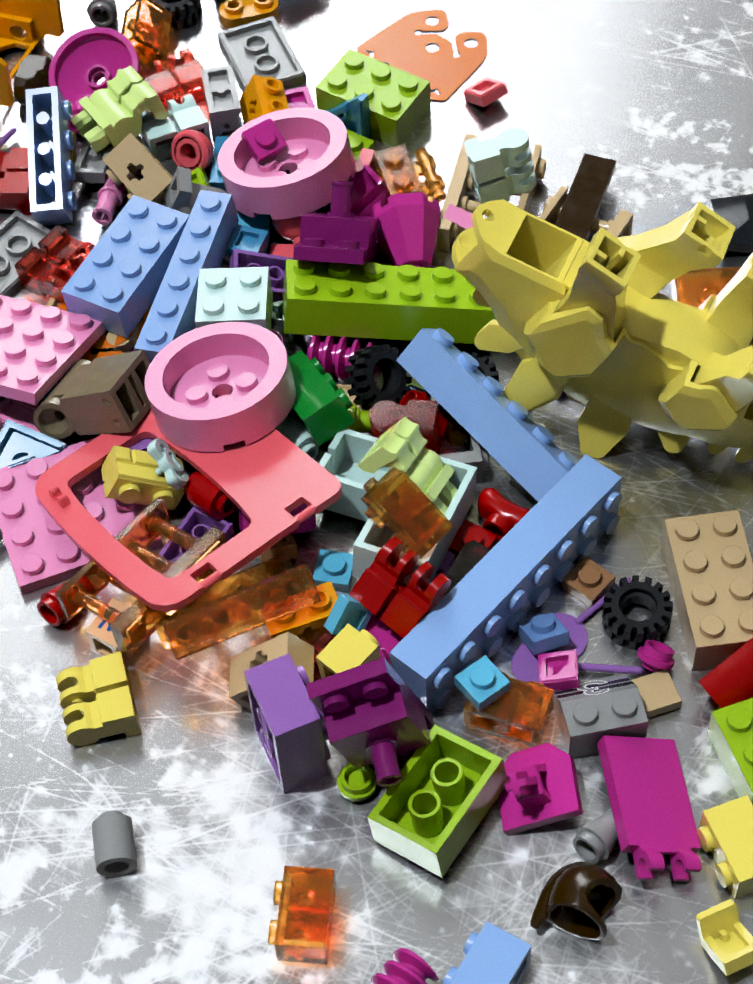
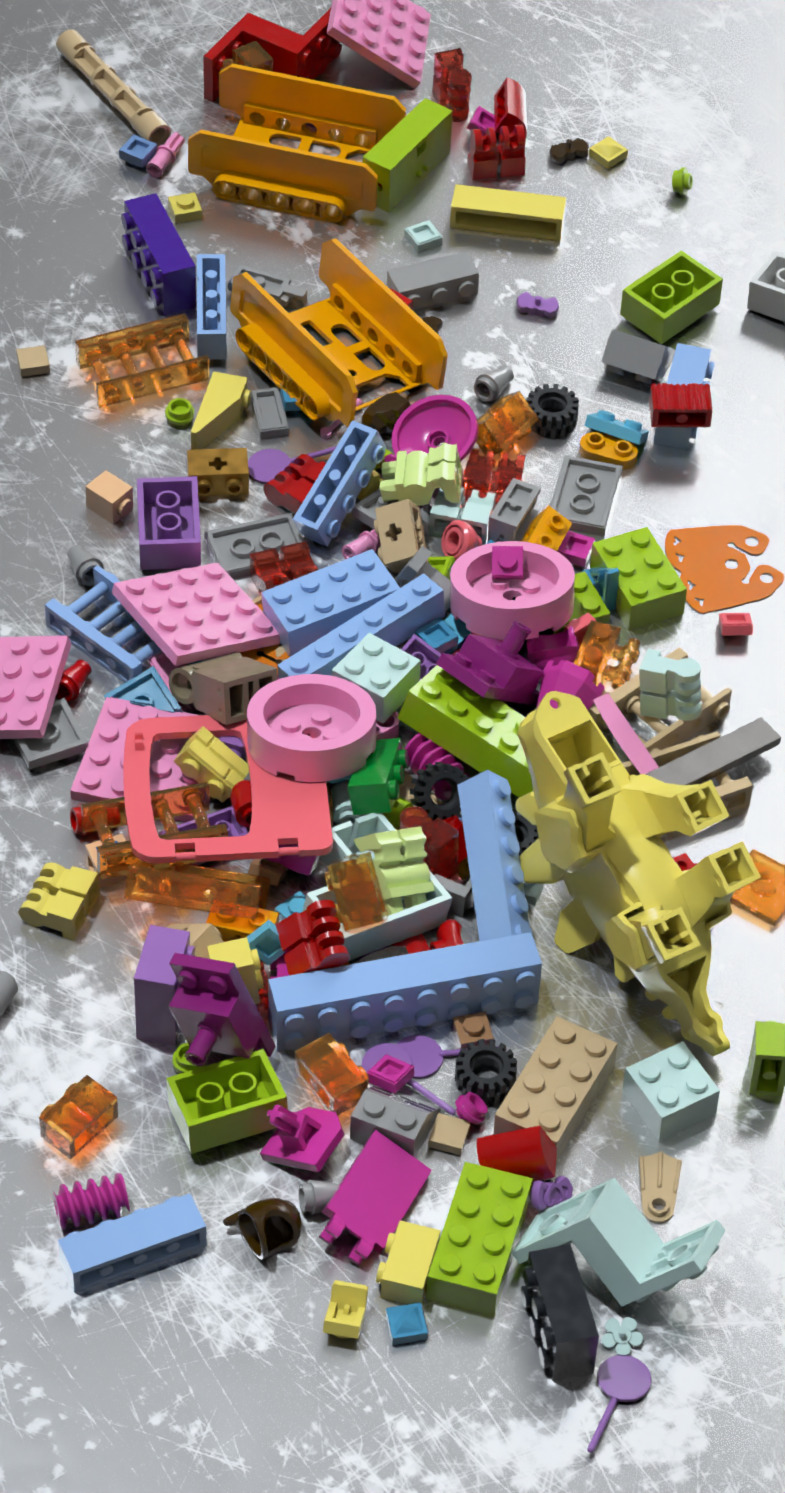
camera: 30 degrees right, 5 degrees down
(167, 463) = (231, 762): light aqua piece -> none
(482, 683) = (320, 1042): medium azure plate -> none
(543, 633) = (403, 1042): medium blue plate -> none

